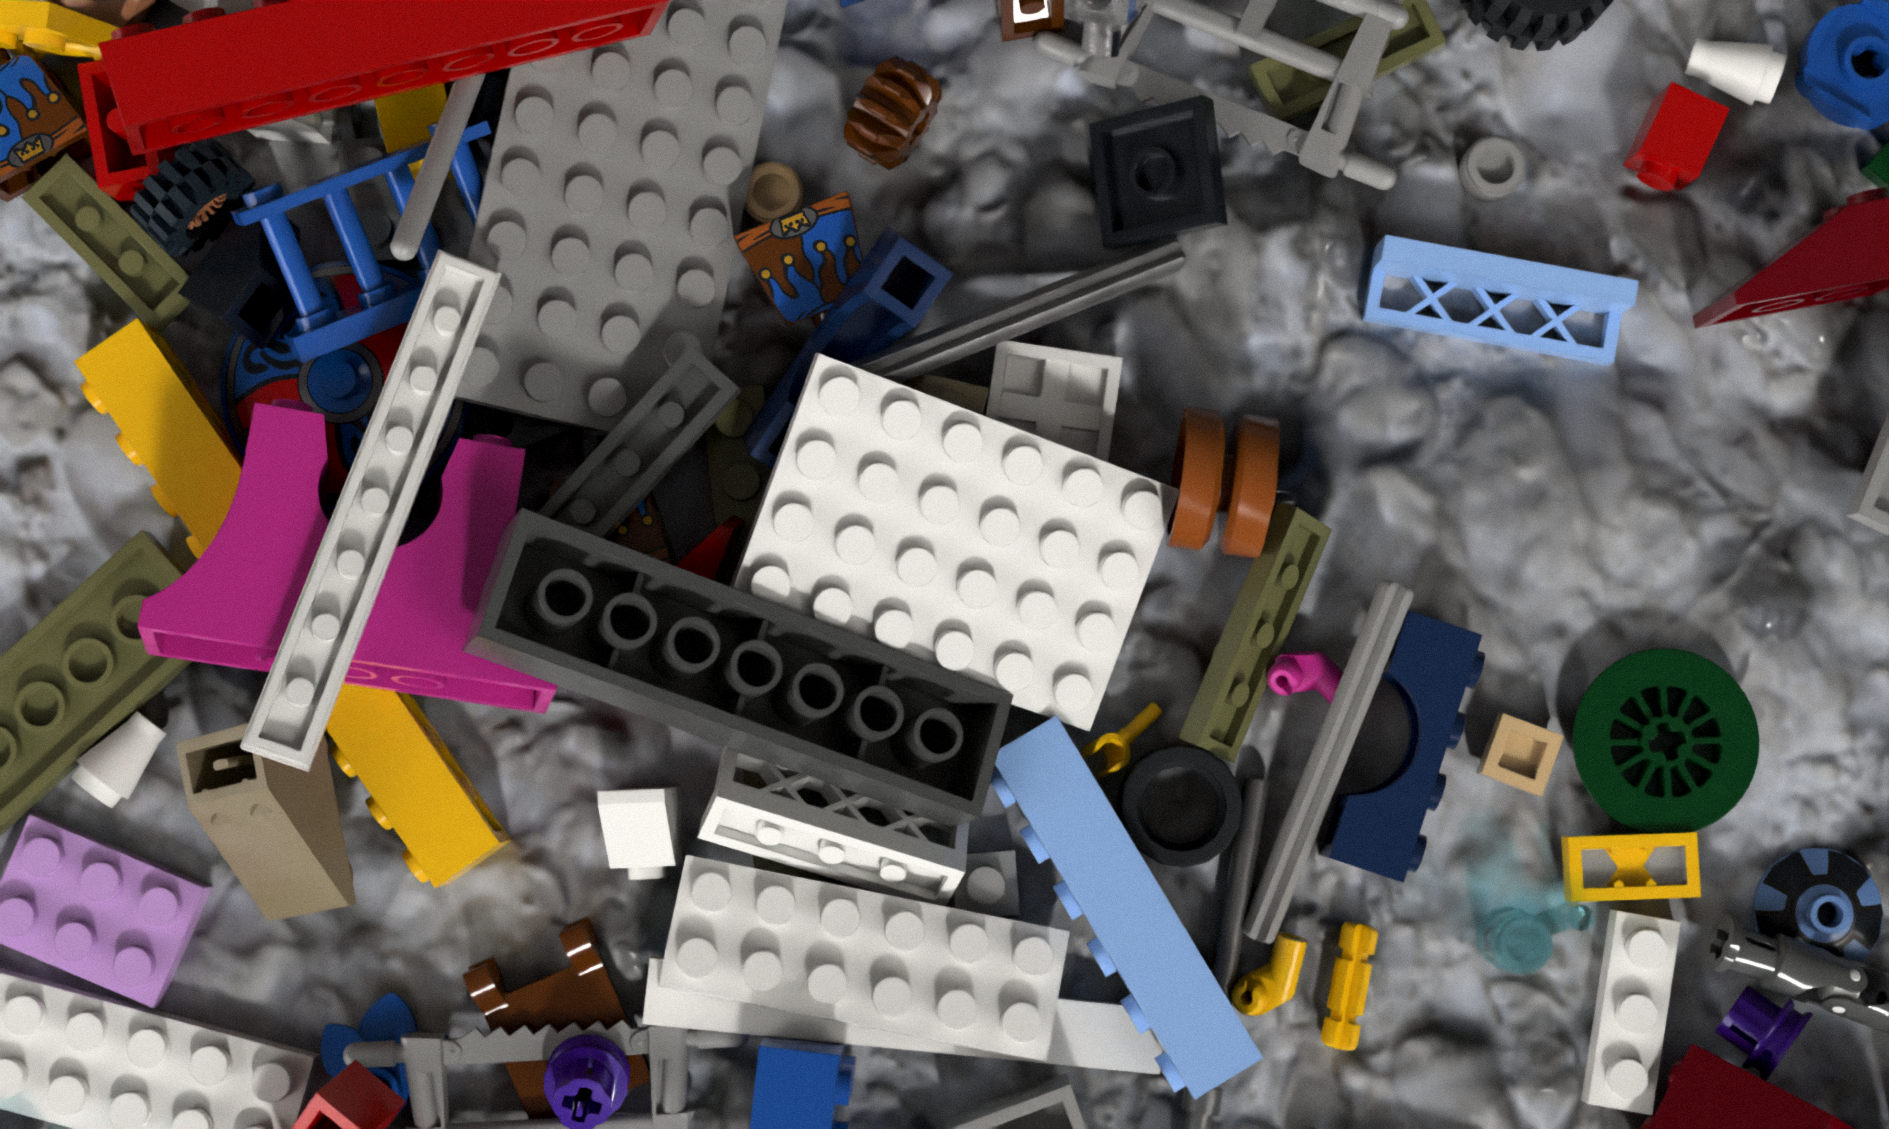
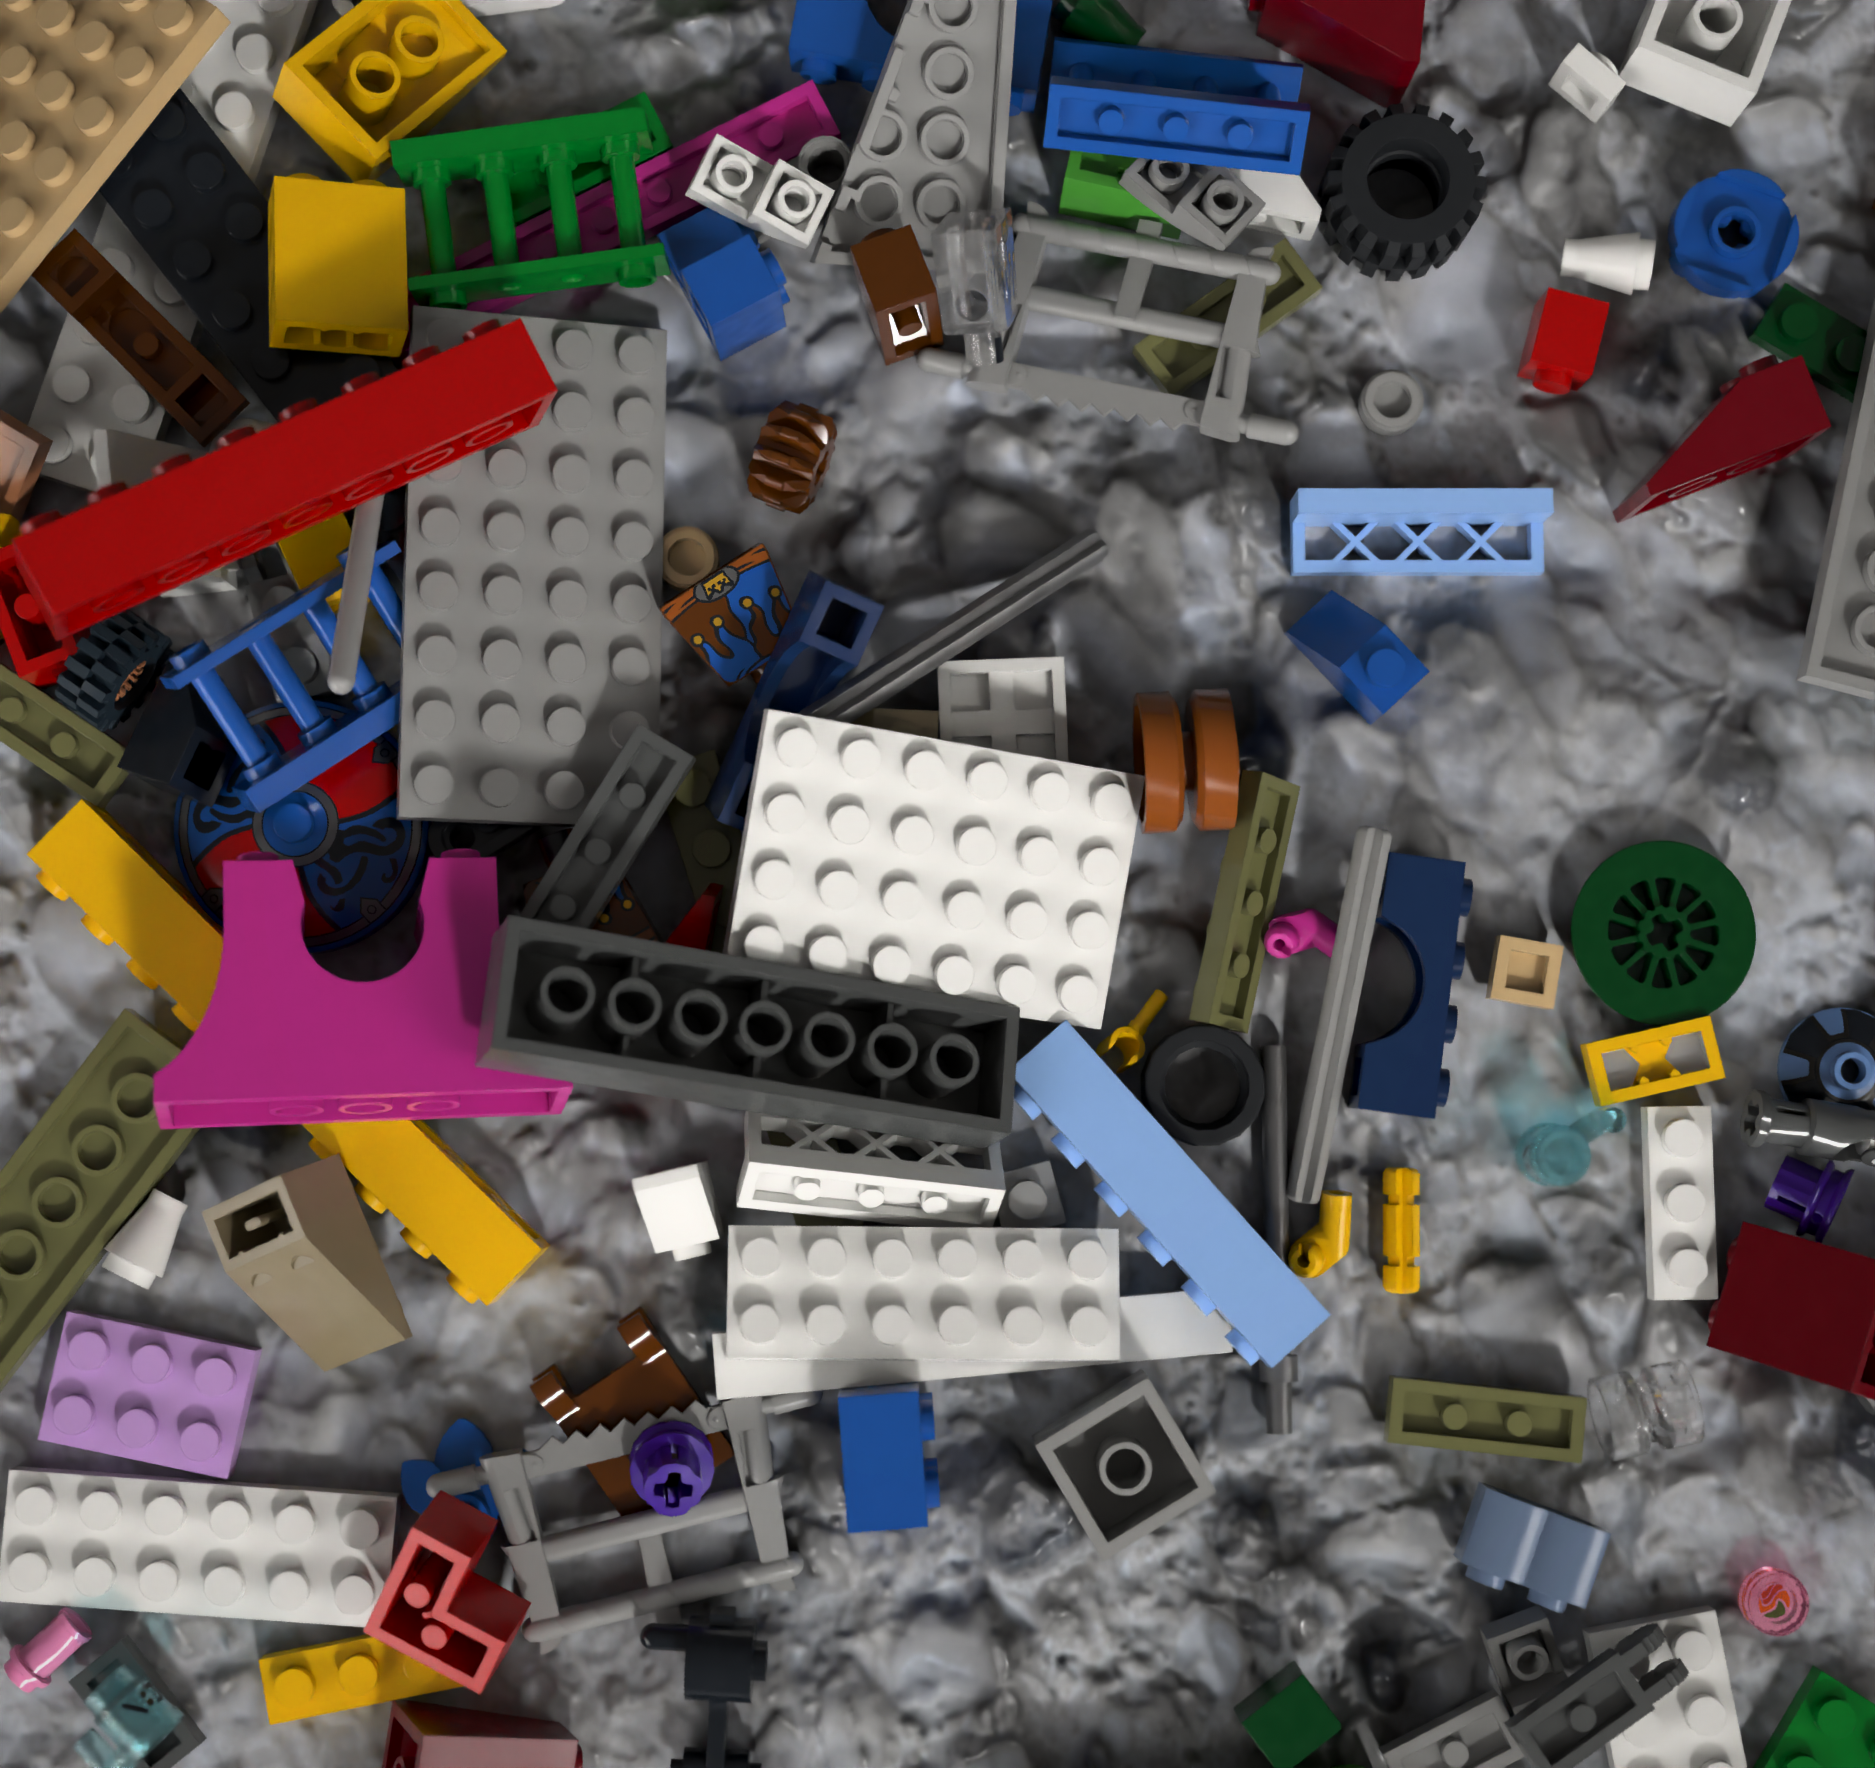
camera: 20 degrees left, 0 degrees up
(371, 513) = (359, 947): white tile -> none
(1158, 173) = (1064, 468): black plate -> none
(1412, 410) = (1357, 655): none -> blue slope

